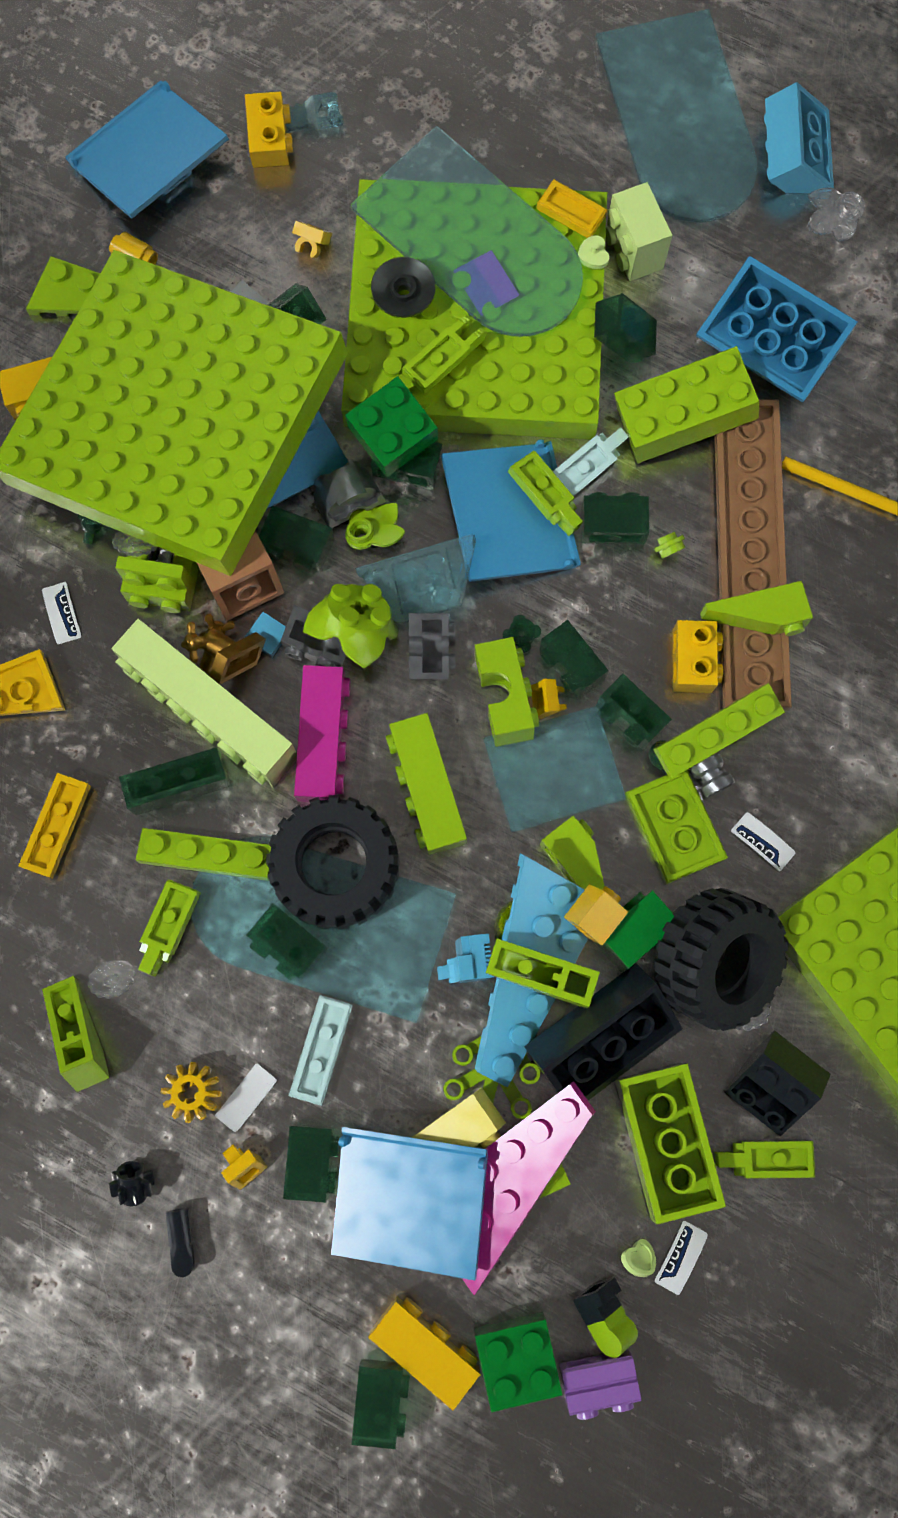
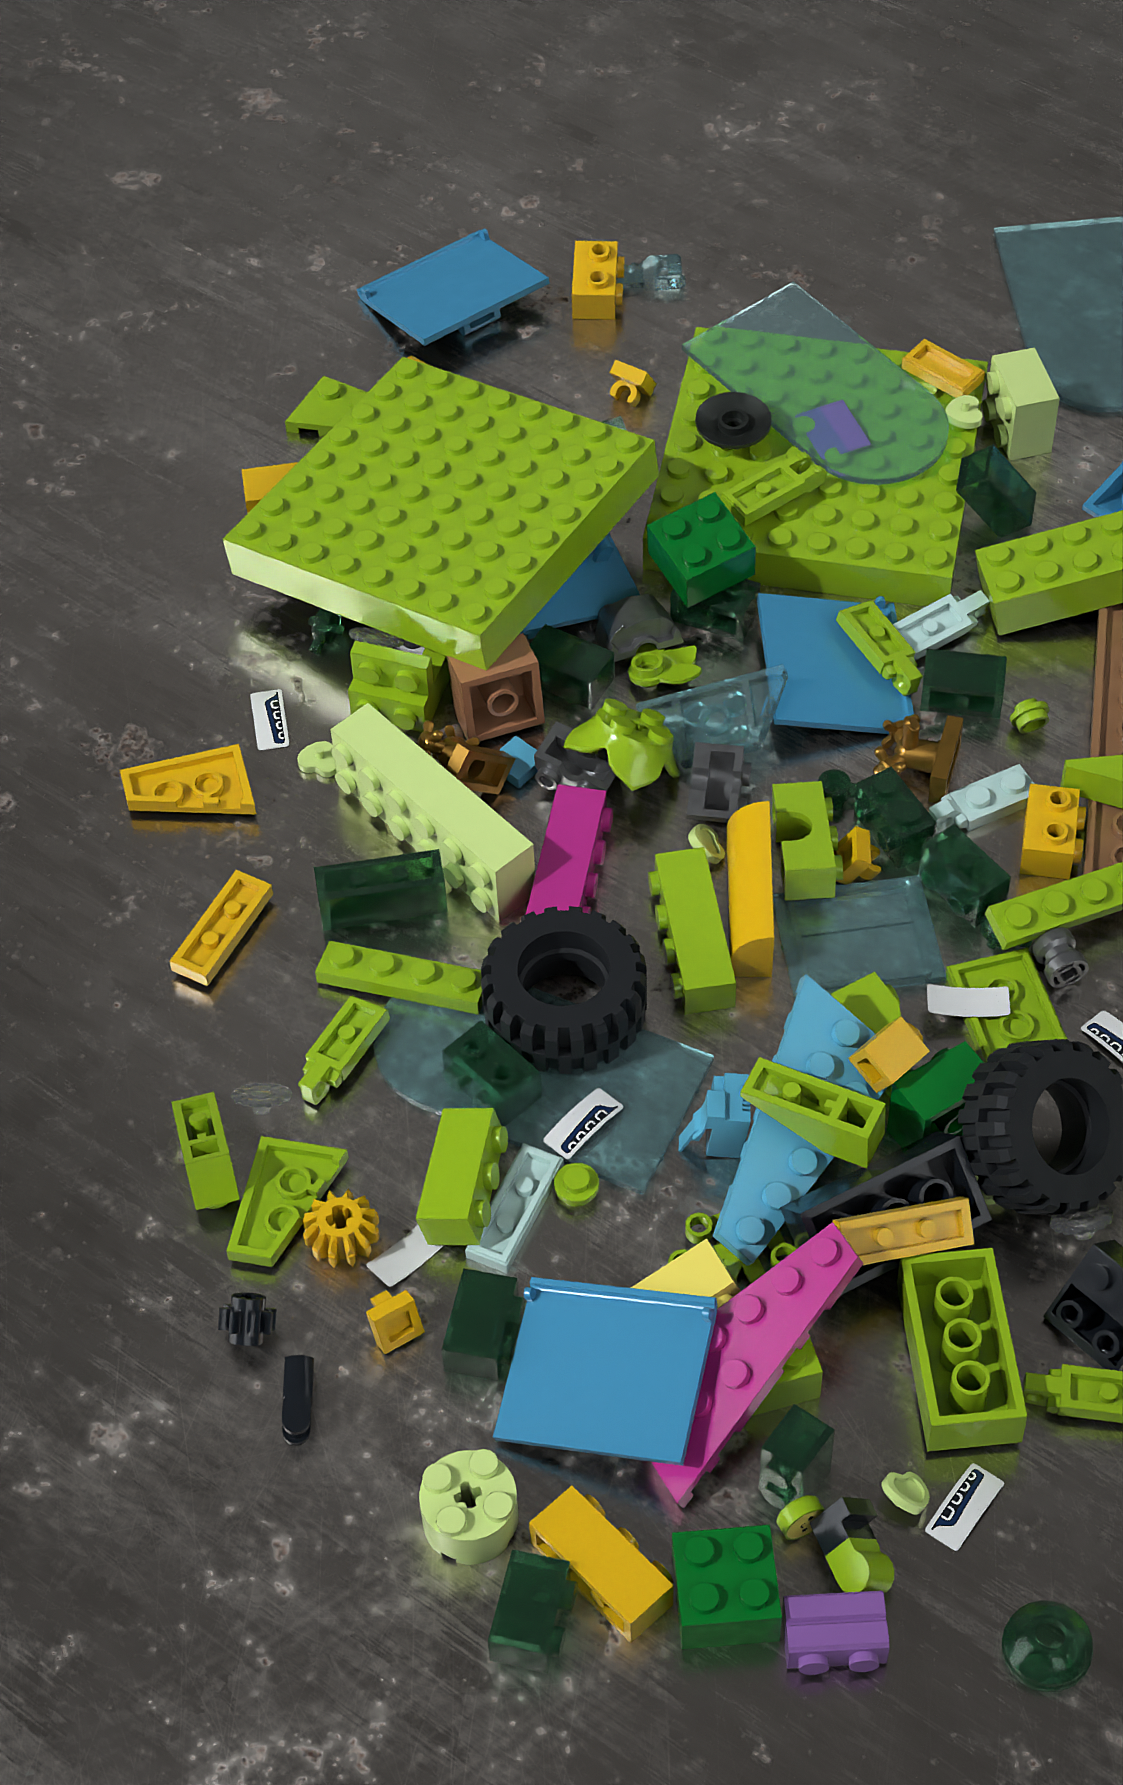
camera: 10 degrees right, 25 degrees down
(101, 648) = (317, 759): none -> yellowish green piece
(139, 1067) = (277, 1195): none -> lime wing
(277, 1038) = (461, 1176): none -> lime brick
(314, 1342) = (463, 1481): none -> yellowish green brick
(363, 969) = (582, 1122): none -> white sticker
(365, 1025) = (576, 1184): none -> lime plate
(426, 697) = (706, 837): none -> yellowish green piece
(467, 745) = (750, 891): none -> yellow brick
(558, 1260) = (795, 1458): none -> clear green brick
(565, 1293) = (796, 1517): none -> lime tile
(587, 593) = (922, 754): none -> pearl gold piece
(622, 1063) = (909, 1230): none -> yellow plate
(641, 628) = (983, 800): none -> light aqua hinge
(646, 824) = (968, 1001): none -> white sticker
(734, 1355) = (1042, 1666): none -> clear green piece

